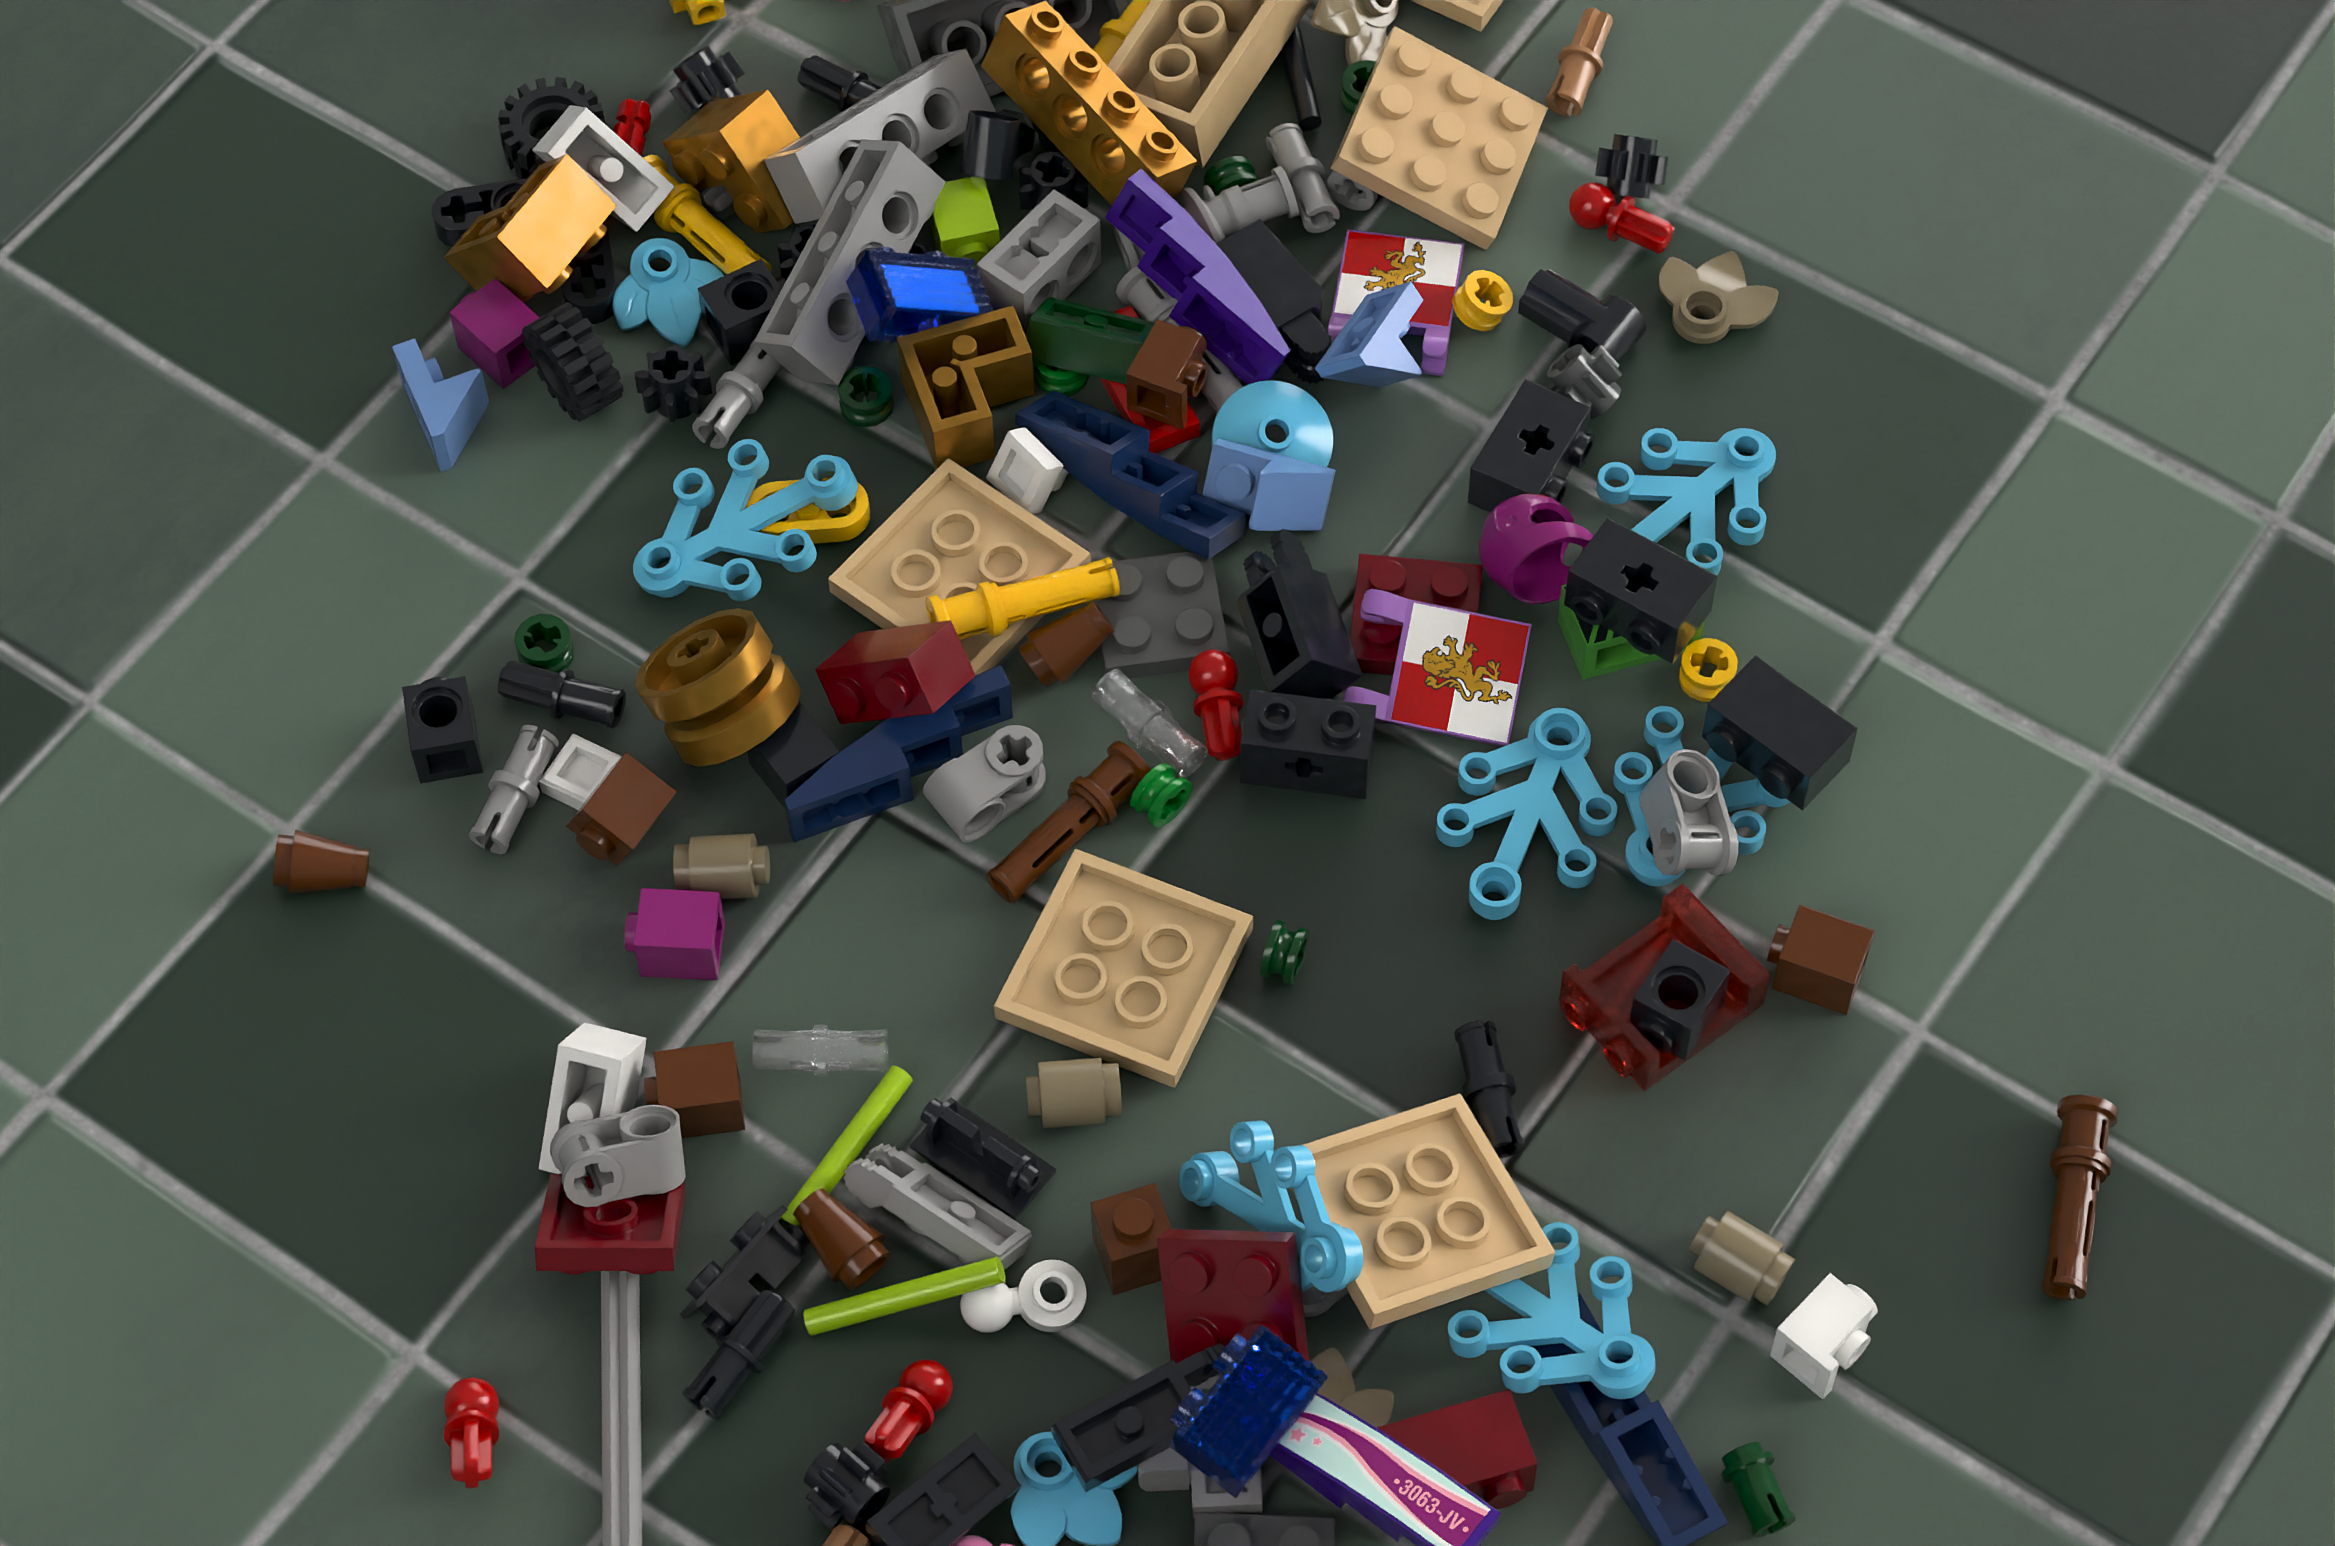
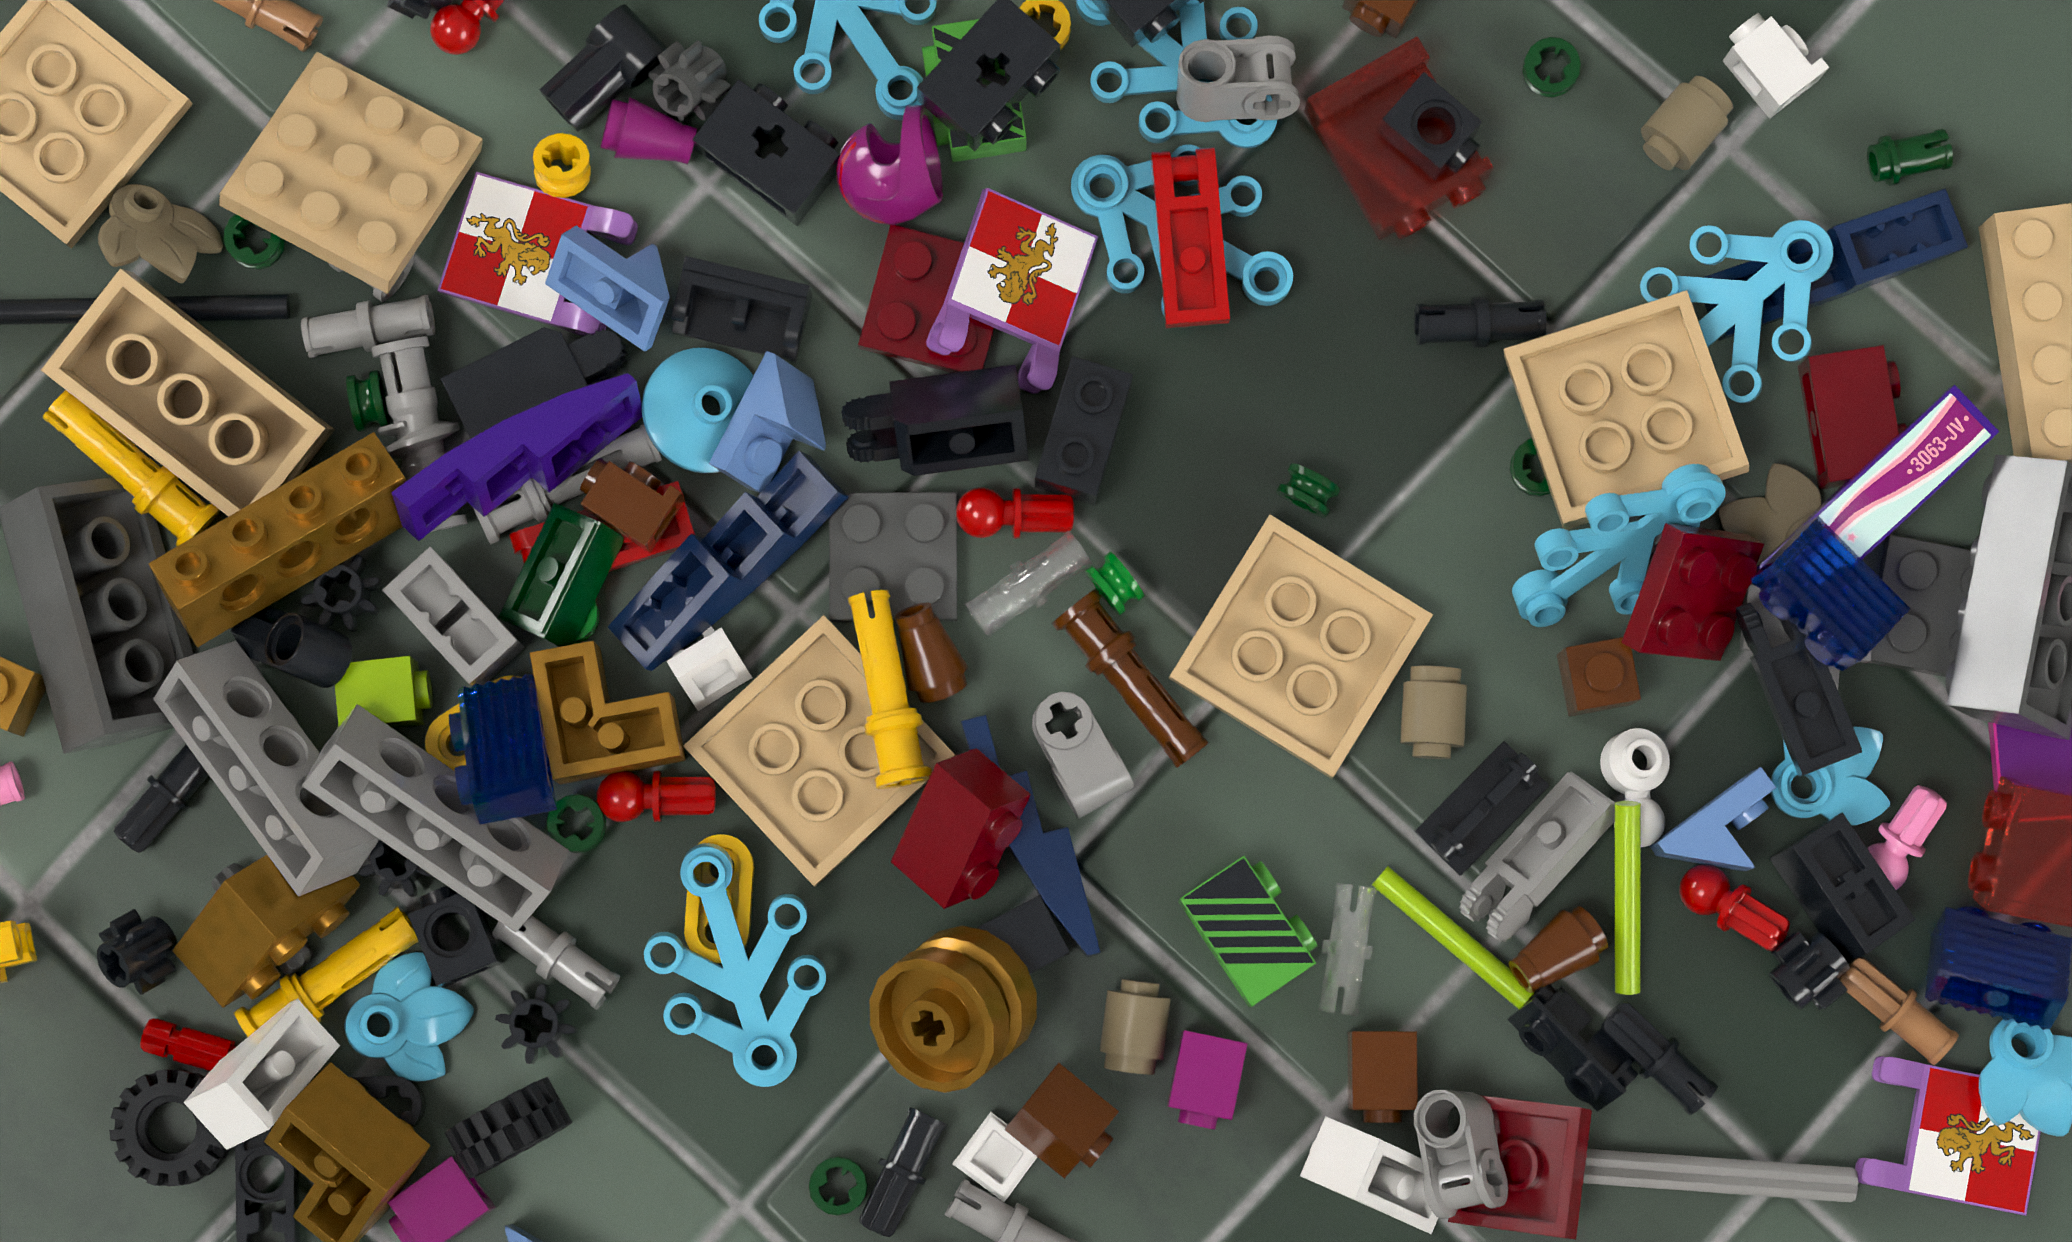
camera: 85 degrees left, 25 degrees up
(828, 952) = (1249, 930): none -> brick
(899, 449) = (625, 796): none -> red axle
(987, 1367) = (1703, 834): none -> medium blue slope
(1374, 456) = (741, 309): none -> black hinge
(1519, 807) = (1190, 240): none -> red plate
(1526, 351) = (646, 134): none -> magenta cone
(1776, 1111) = (1569, 73): none -> dark green bush

